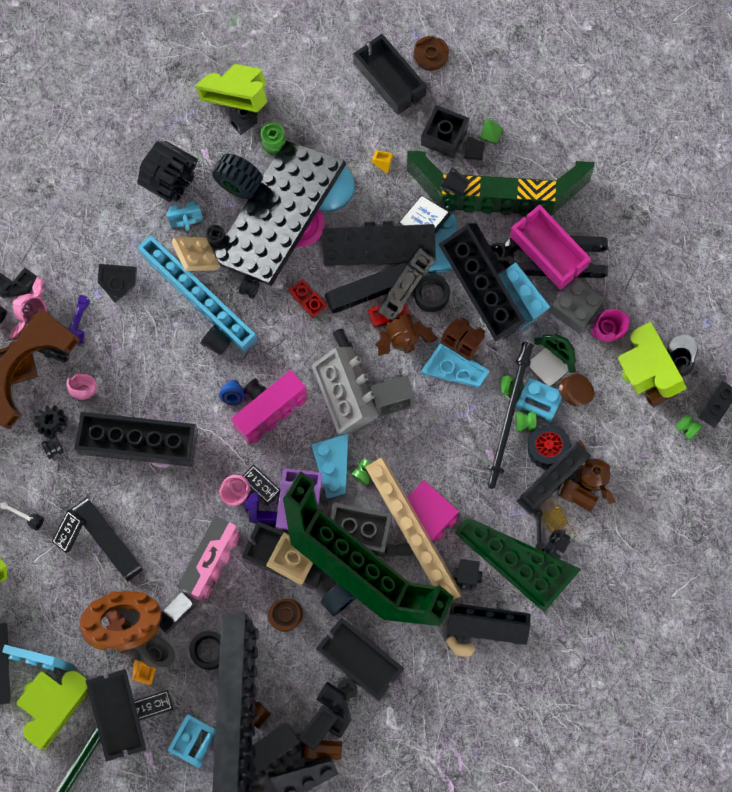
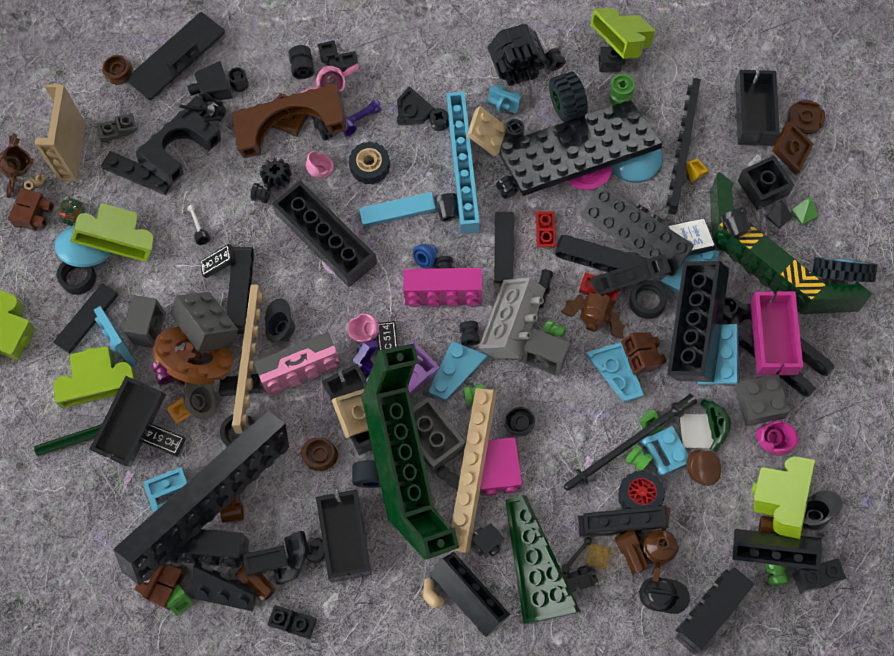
camera: 40 degrees right, 5 degrees down
(53, 627) = (144, 321): none -> dark grey brick
(104, 587) = (203, 321): none -> dark grey brick
(106, 657) = (162, 377): none -> magenta wheel
(116, 342) = (369, 152): none -> black wheel
(147, 277) = (439, 124): none -> black wheel
(162, 538) = (278, 321): none -> black piece
(170, 592) = (247, 364): none -> tan plate
(176, 373) = (397, 209): none -> medium azure tile
(197, 150) = (555, 59): none -> black wheel
(287, 338) = (504, 246): none -> black tile
(320, 427) = (469, 333): none -> black wheel
(360, 153) = (682, 151): none -> black plate
(375, 755) = (292, 622): none -> black slope
(382, 373) = (553, 329): none -> bright green wheel
(416, 465) = (520, 421): none -> black hair
(442, 87) = (792, 147): none -> reddish brown tile
(559, 158) = (844, 269): none -> black wheel
(628, 506) = (664, 596): none -> black piece
(668, 490) = (714, 611): none -> black piece
(676, 409) = (777, 549): none -> black brick

